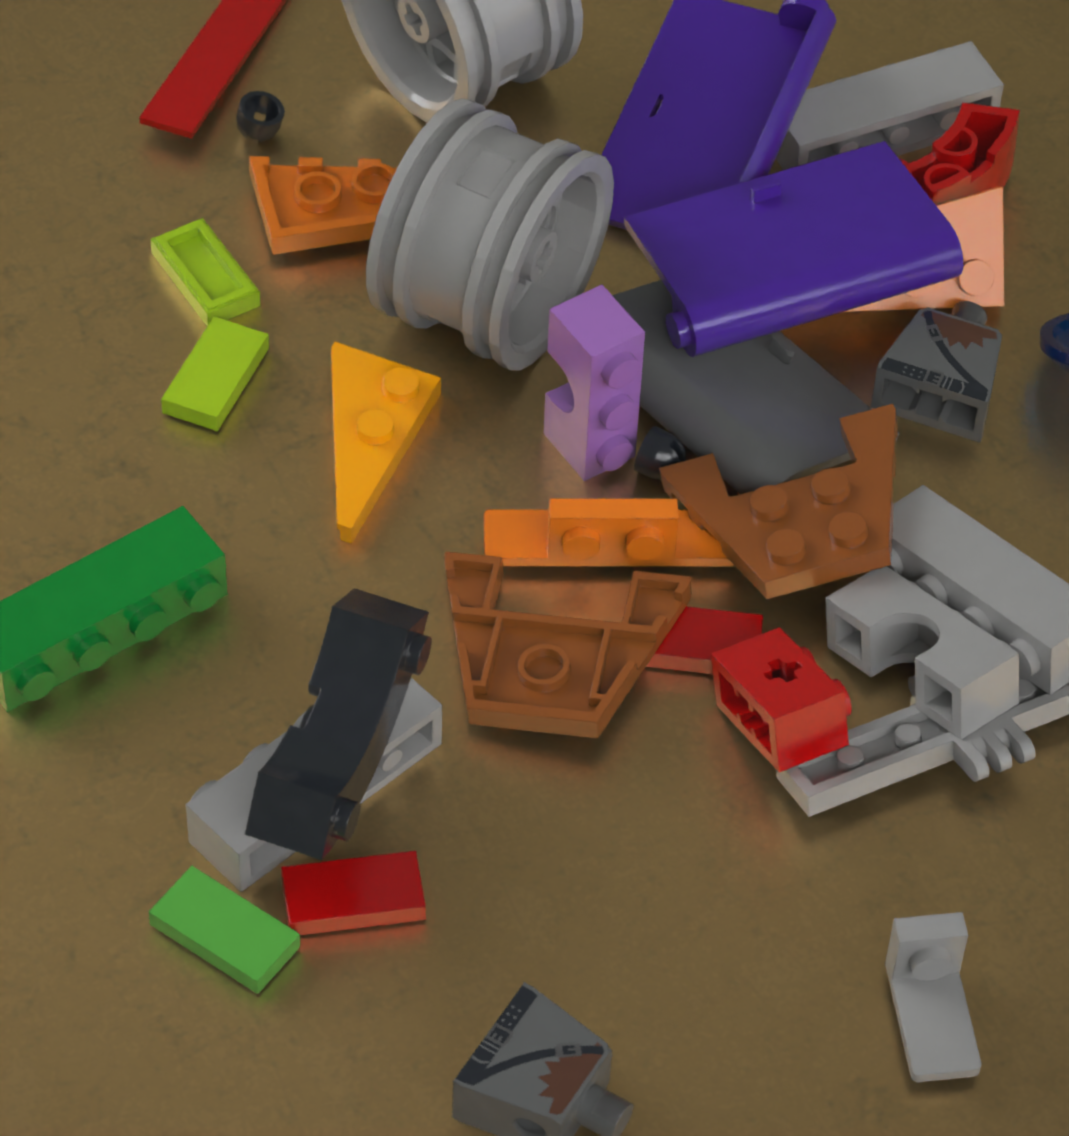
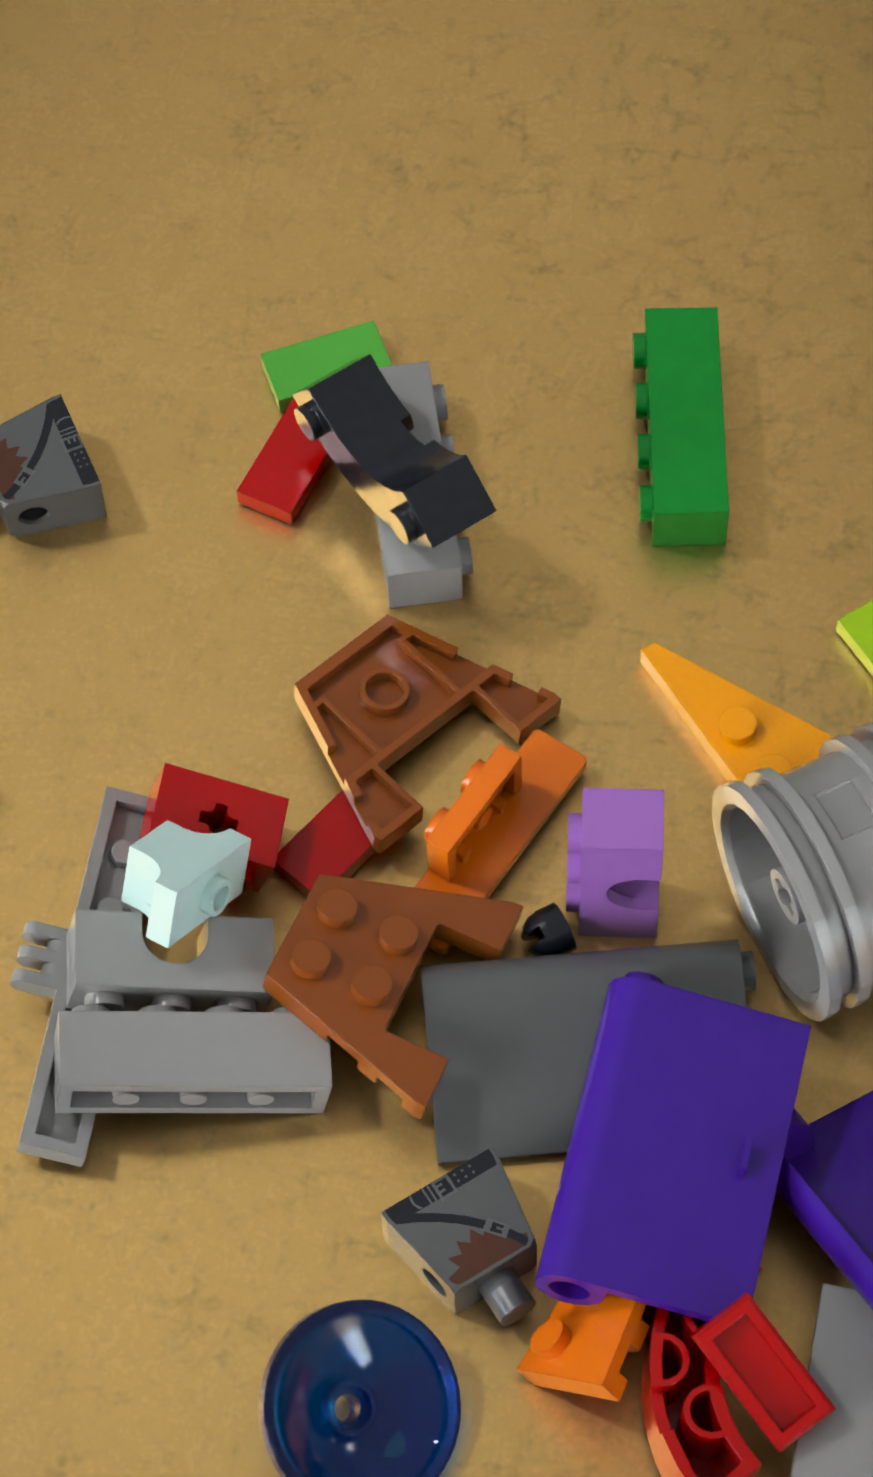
camera: 130 degrees right, 10 degrees up
(869, 634) = (183, 878): none -> light aqua brick
(905, 122) = (762, 1372): none -> red tile

